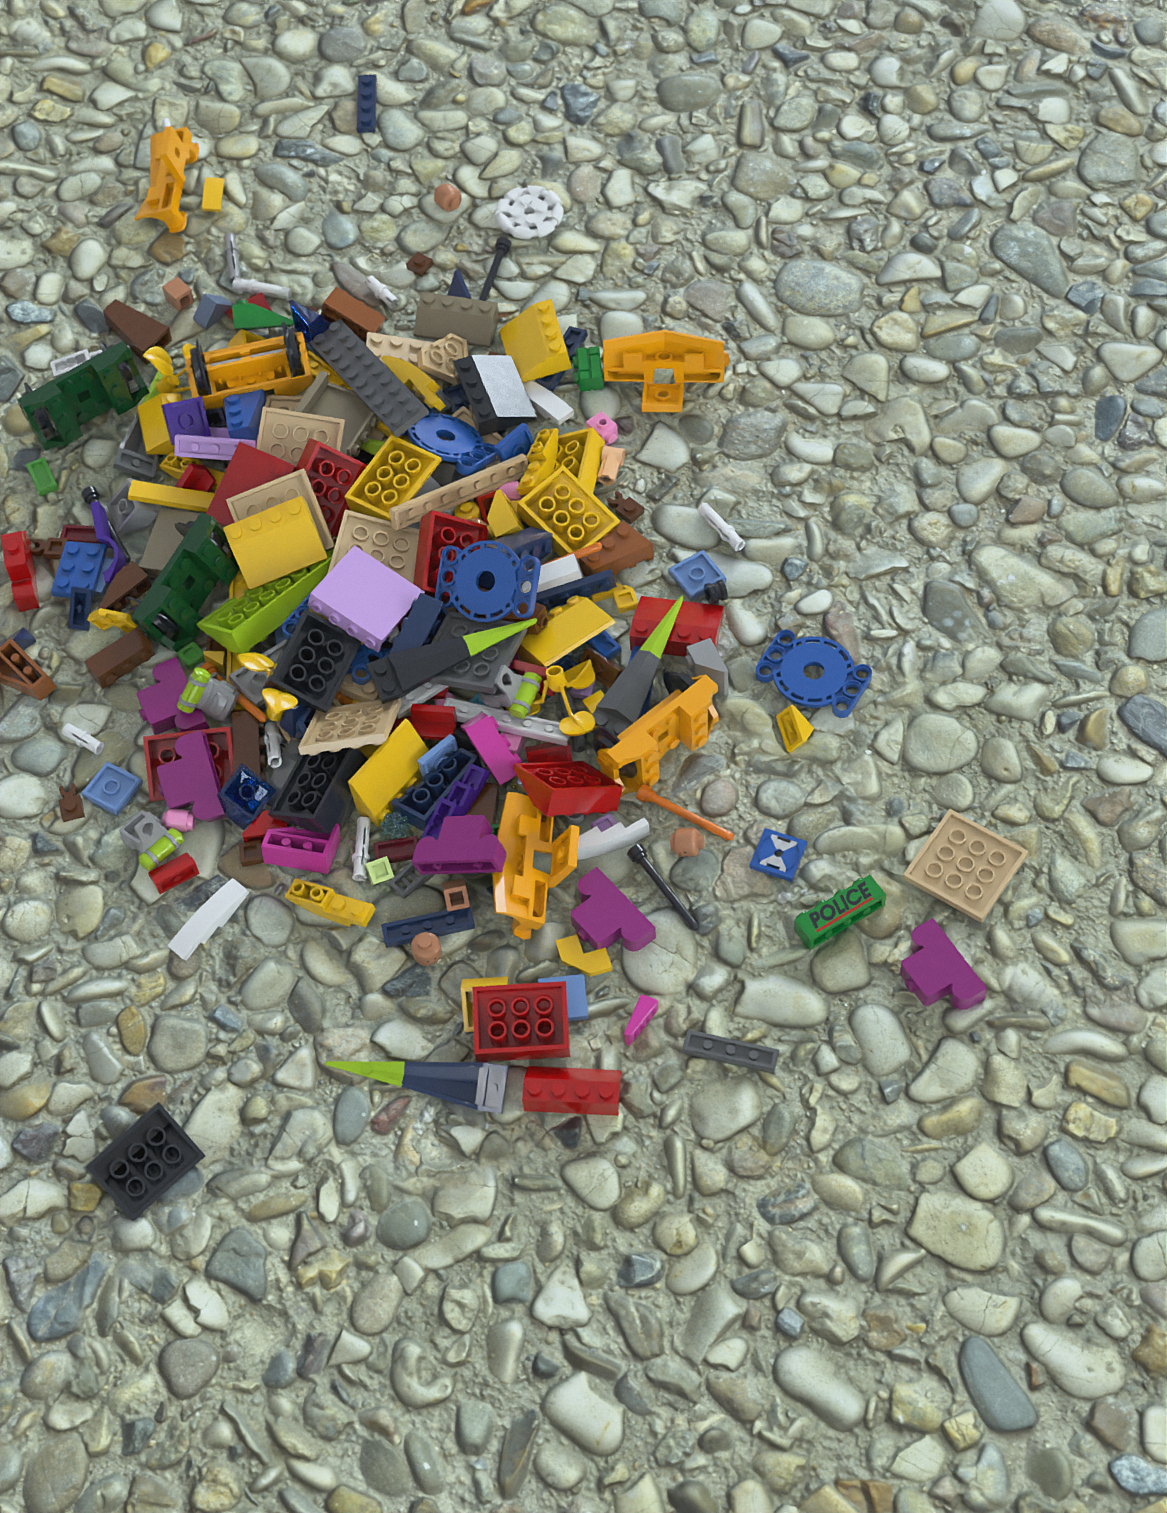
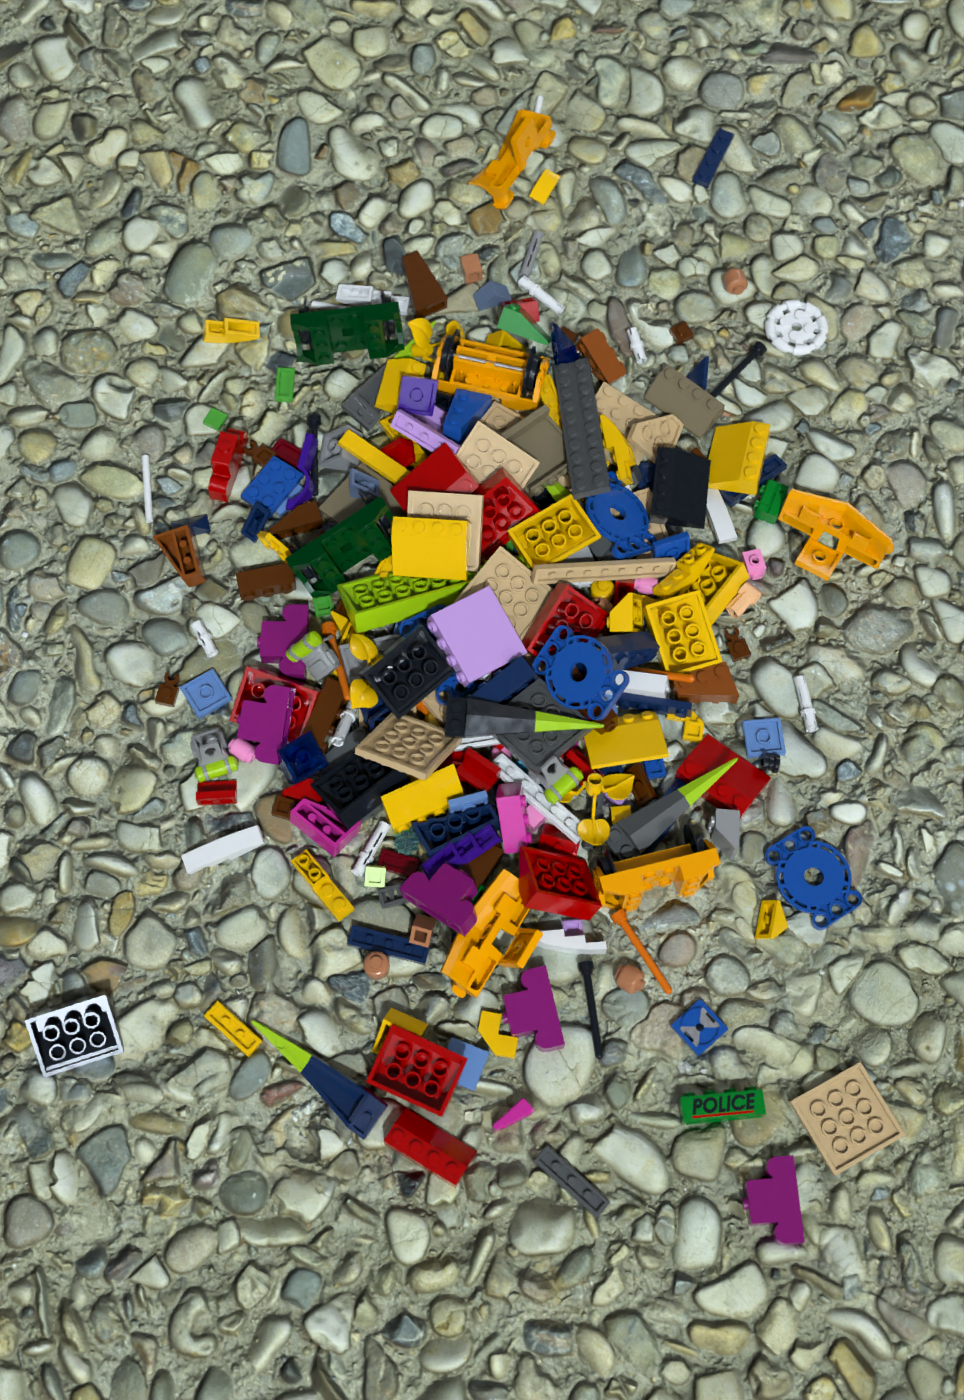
camera: 20 degrees right, 10 degrees up
(166, 522) = (363, 483): none -> sand blue slope
(309, 1079) = (233, 1028): none -> yellow tile

